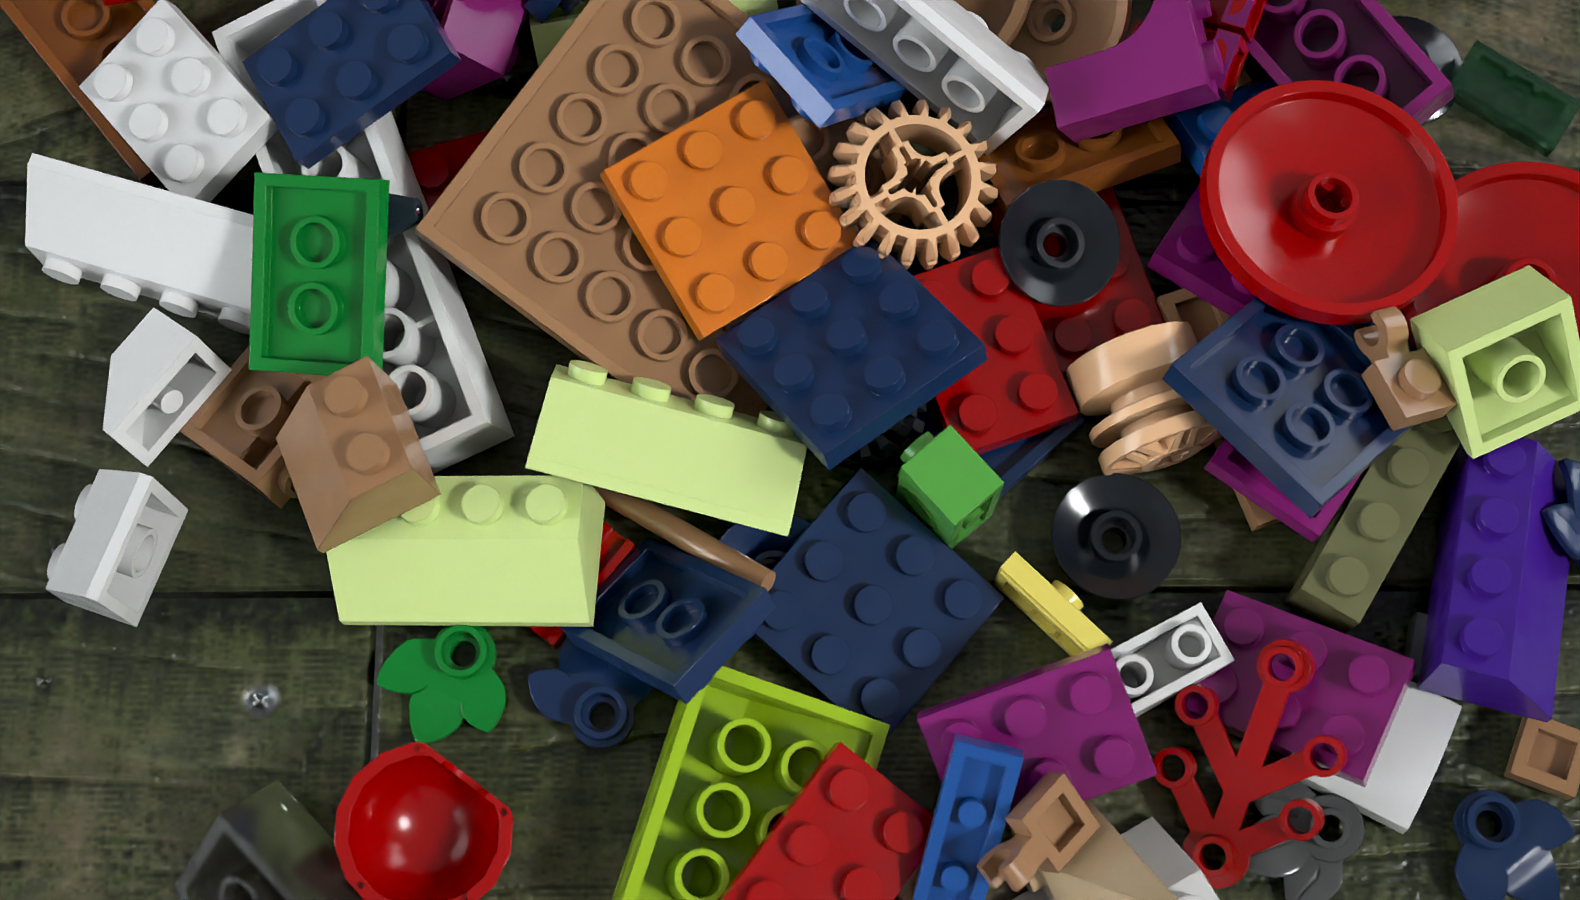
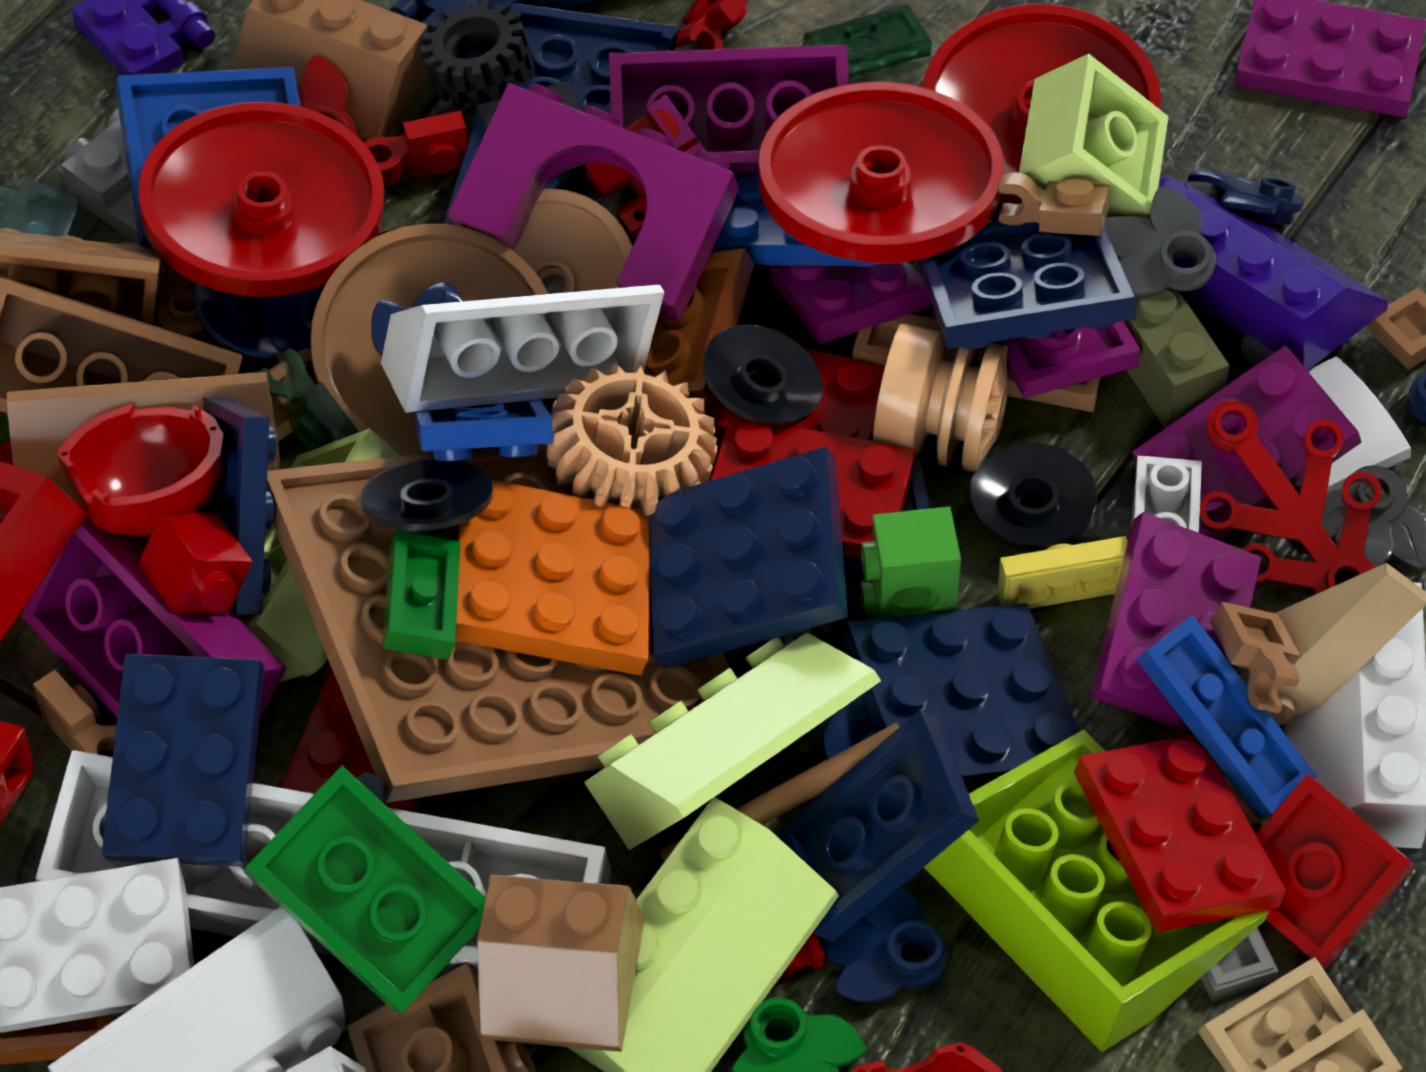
camera: 55 degrees left, 20 degrees down
(609, 128) = (421, 595): none -> green plate
(705, 68) = (427, 495): none -> black dish
(1436, 476) = (1152, 244): none -> dark grey plate

